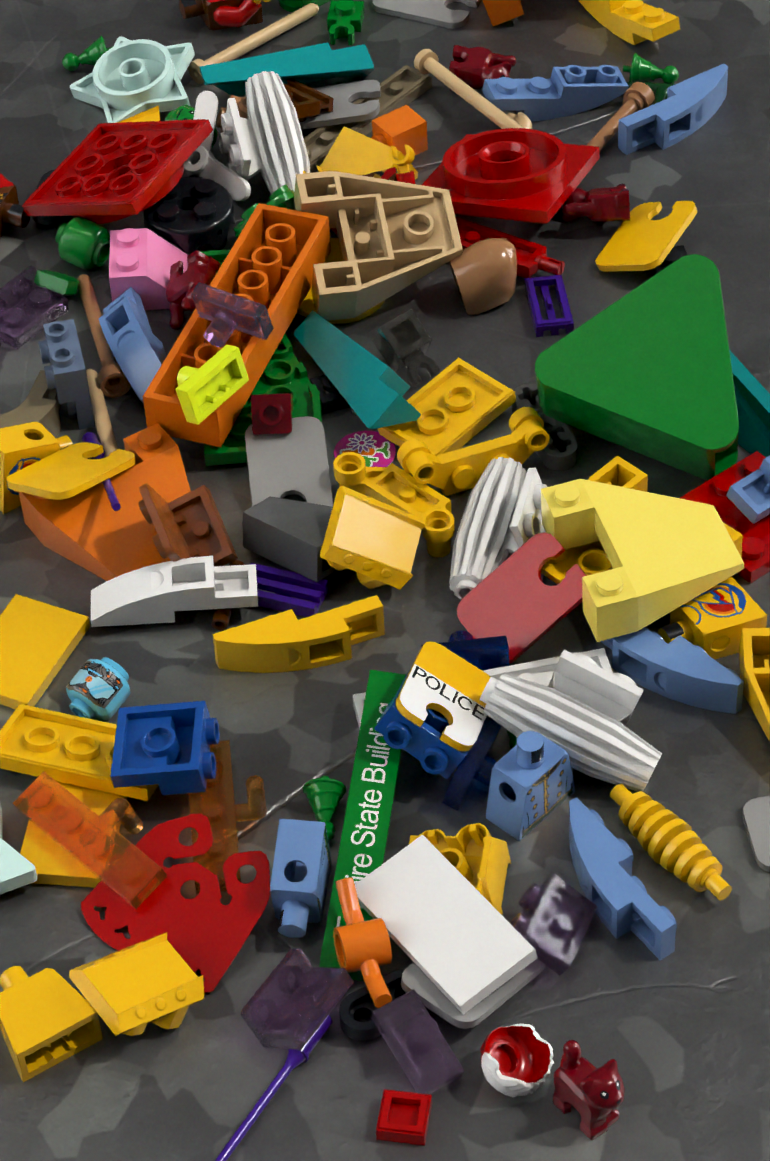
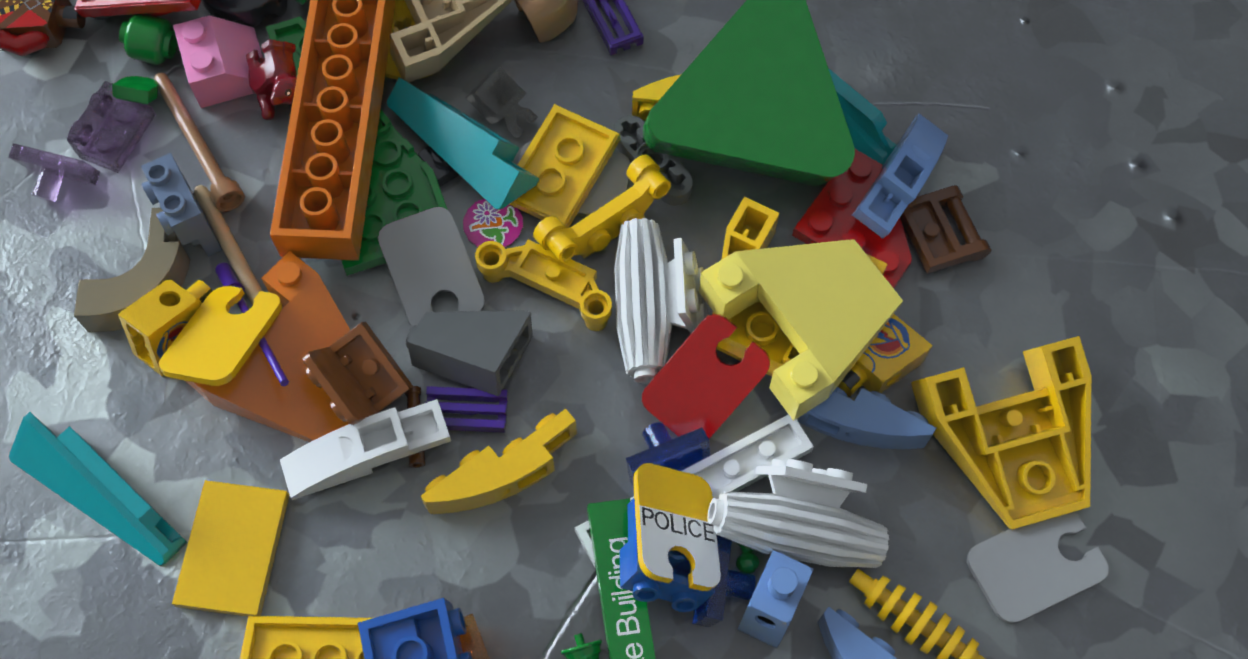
camera: 20 degrees left, 20 degrees up
(98, 689) = (323, 582): head -> none
(132, 340) = (234, 153): medium blue slope -> none
(209, 386) = (336, 214): neon yellow tile -> none
(229, 313) = (330, 123): tile -> none
(272, 413) = (398, 212): dark red bracket -> none
(371, 539) = (541, 343): yellow slope -> none

